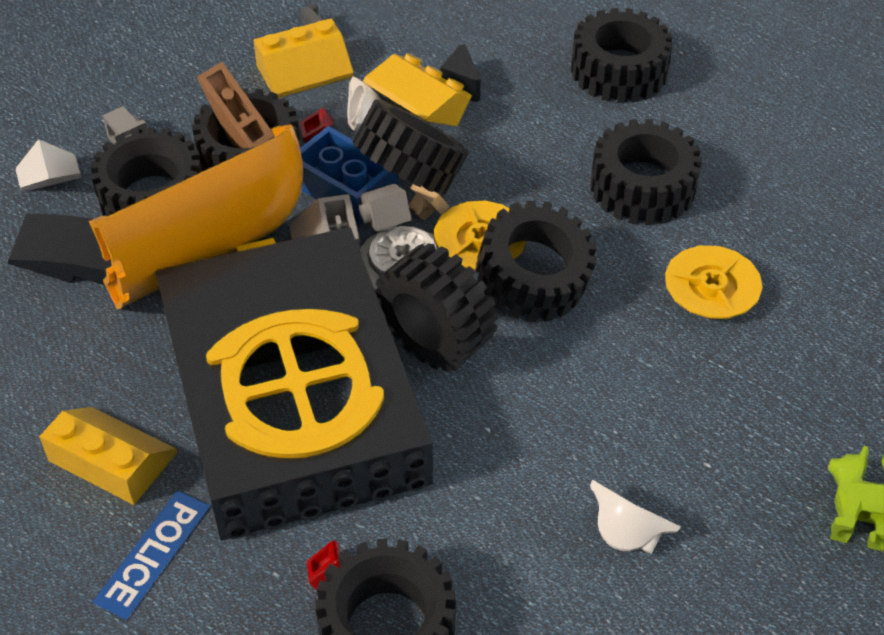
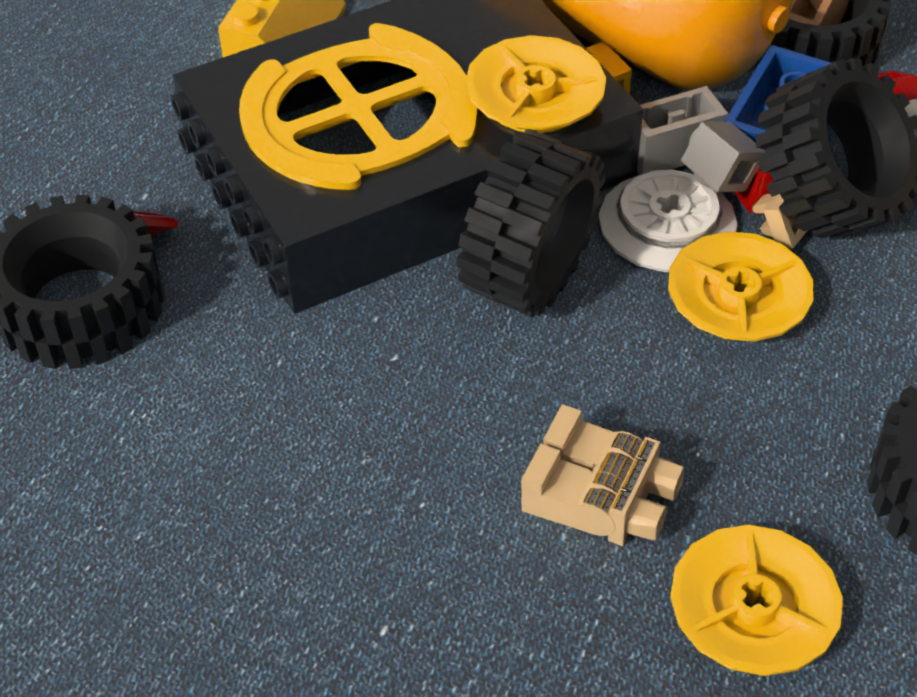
camera: 80 degrees right, 0 degrees up
(151, 555) = (130, 88): blue sticker -> none
(321, 269) = (535, 83): none -> yellow piece
(525, 290) = (689, 391): black tyre -> none
(620, 332) = (599, 480): none -> tan hips
(626, 524) = (246, 515): white hat -> none

